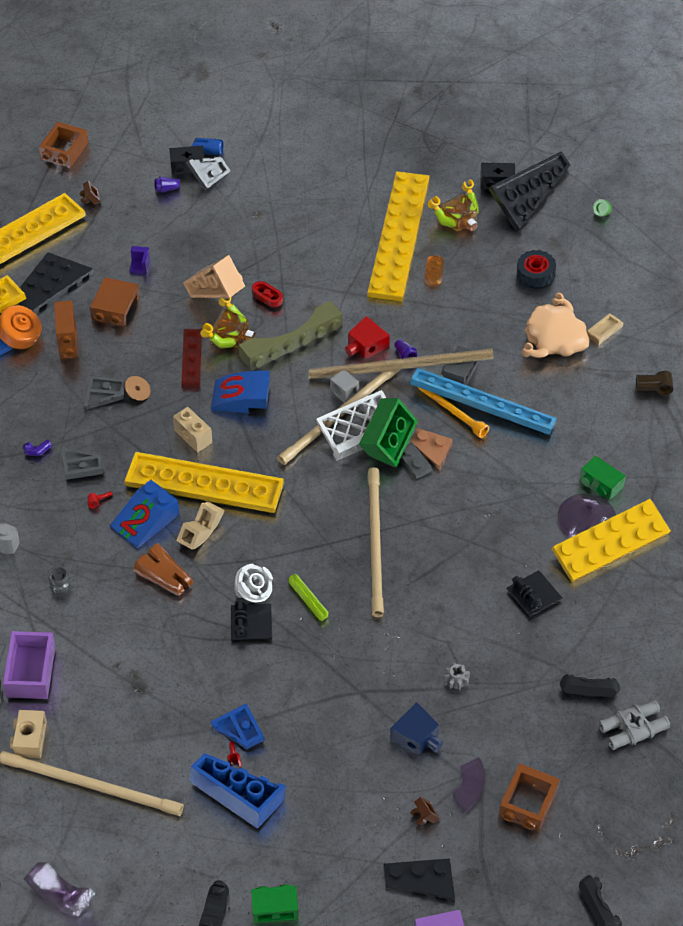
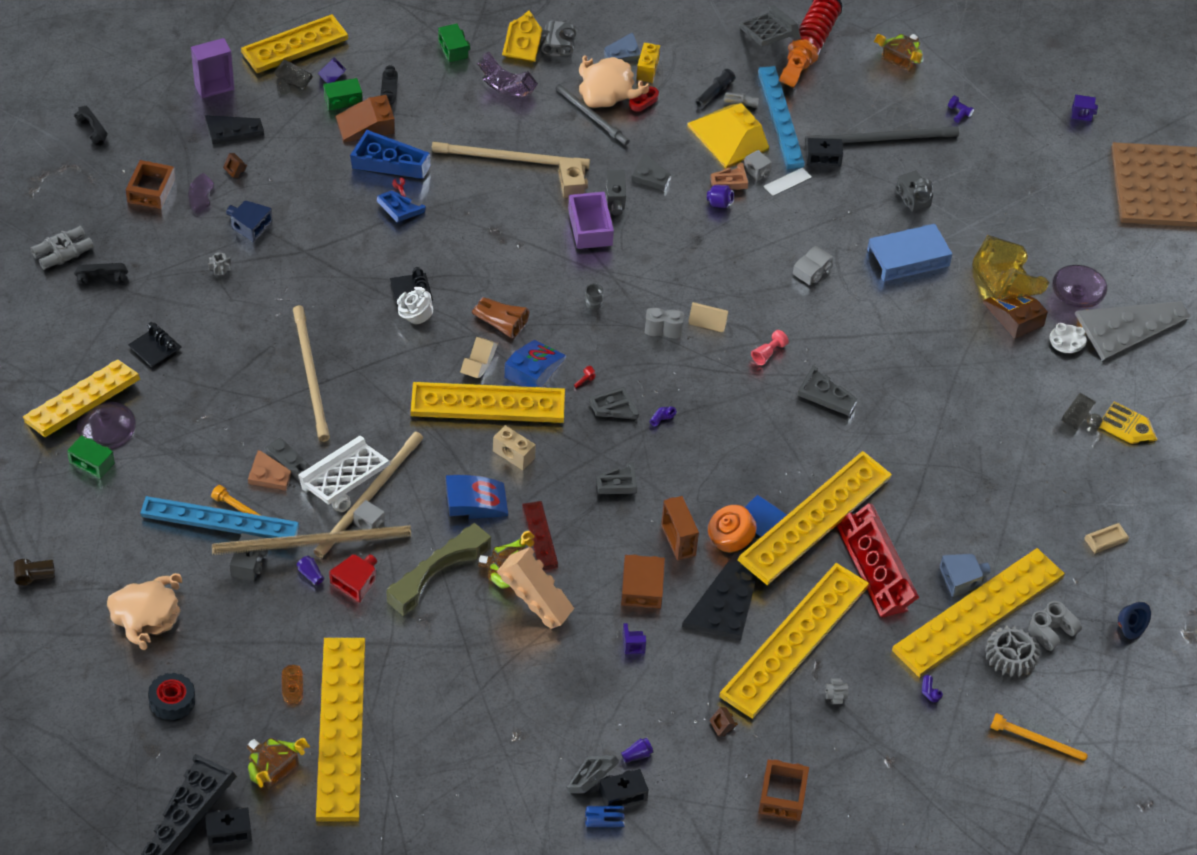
camera: 165 degrees right, 0 degrees up
(137, 388) = (585, 488): medium nougat piece -> none
(253, 859) = (371, 115): none -> dark orange slope
(268, 295) = (478, 618): red plate -> none
(308, 597) = (364, 315): lime axle -> none
(388, 431) = (314, 452): green slope -> none
(602, 207) = (94, 798): bright green tile -> none
(604, 328) = (89, 636): tan tile -> none

